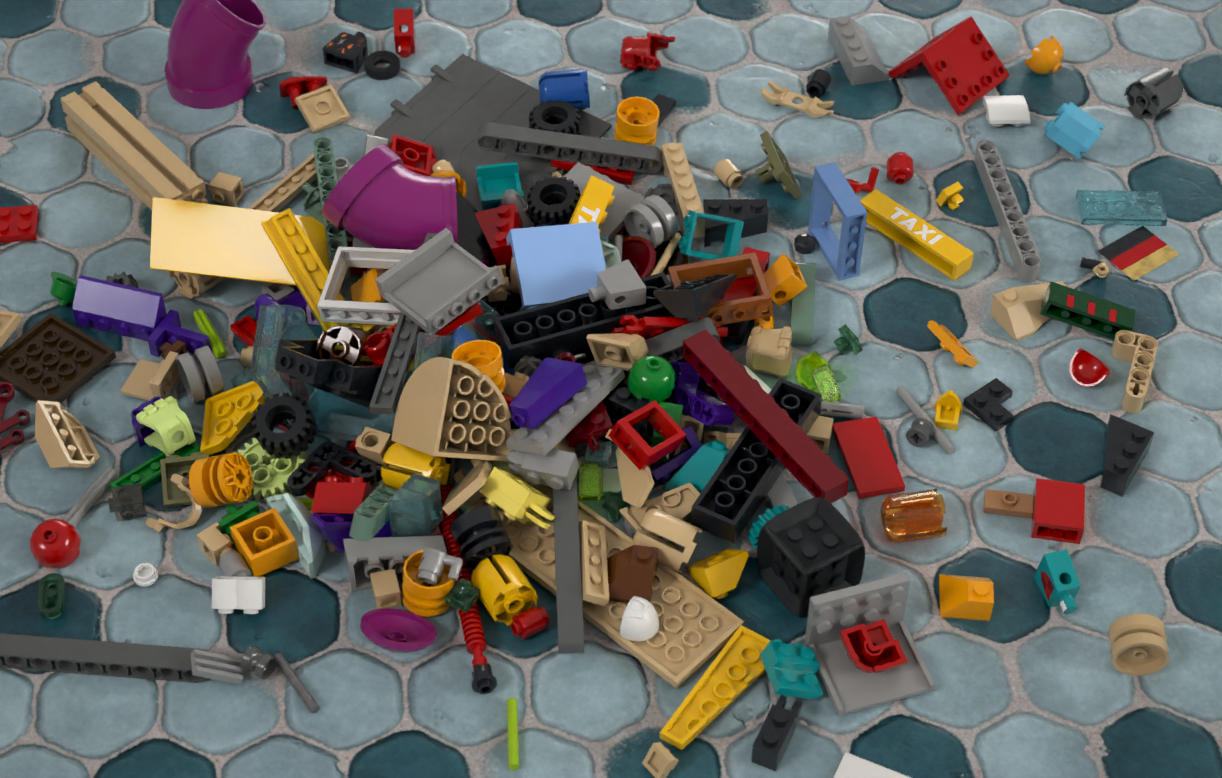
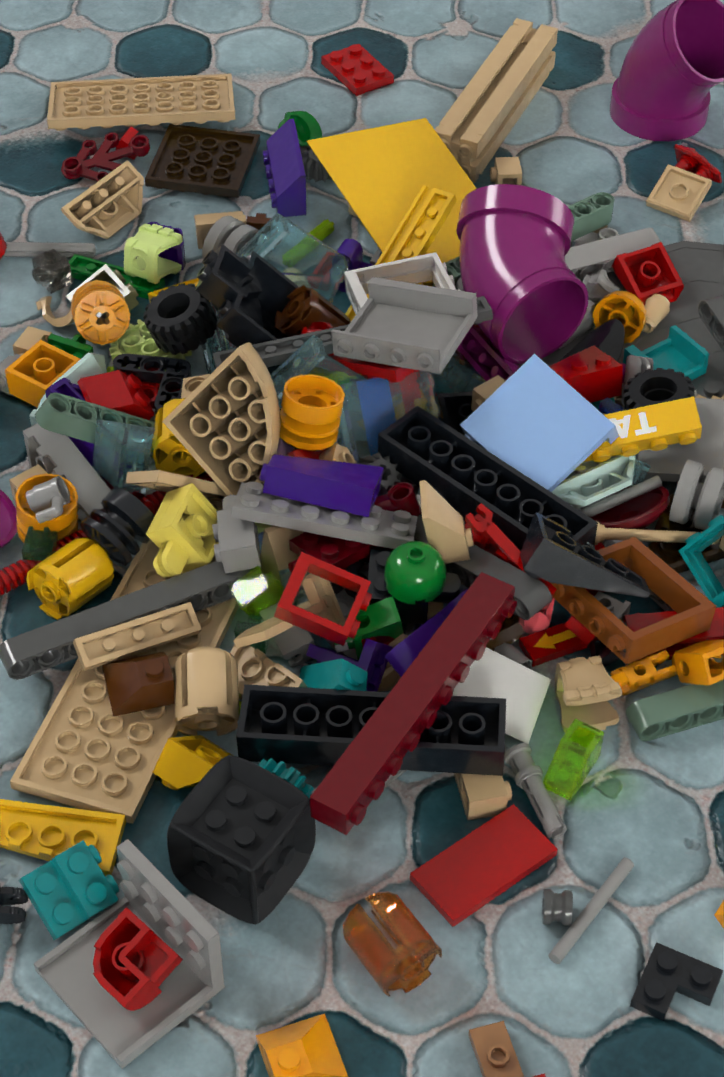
camera: 65 degrees right, 0 degrees up
(170, 331) = (293, 209): dark purple bracket -> none
(529, 622) = (39, 614): red brick -> none
(619, 287) = (531, 484): light grey torso -> none
(639, 620) = (80, 708): white helmet -> none
(847, 341) = (669, 772): clear green tile -> none
(947, 411) = (619, 932): yellow tile -> none

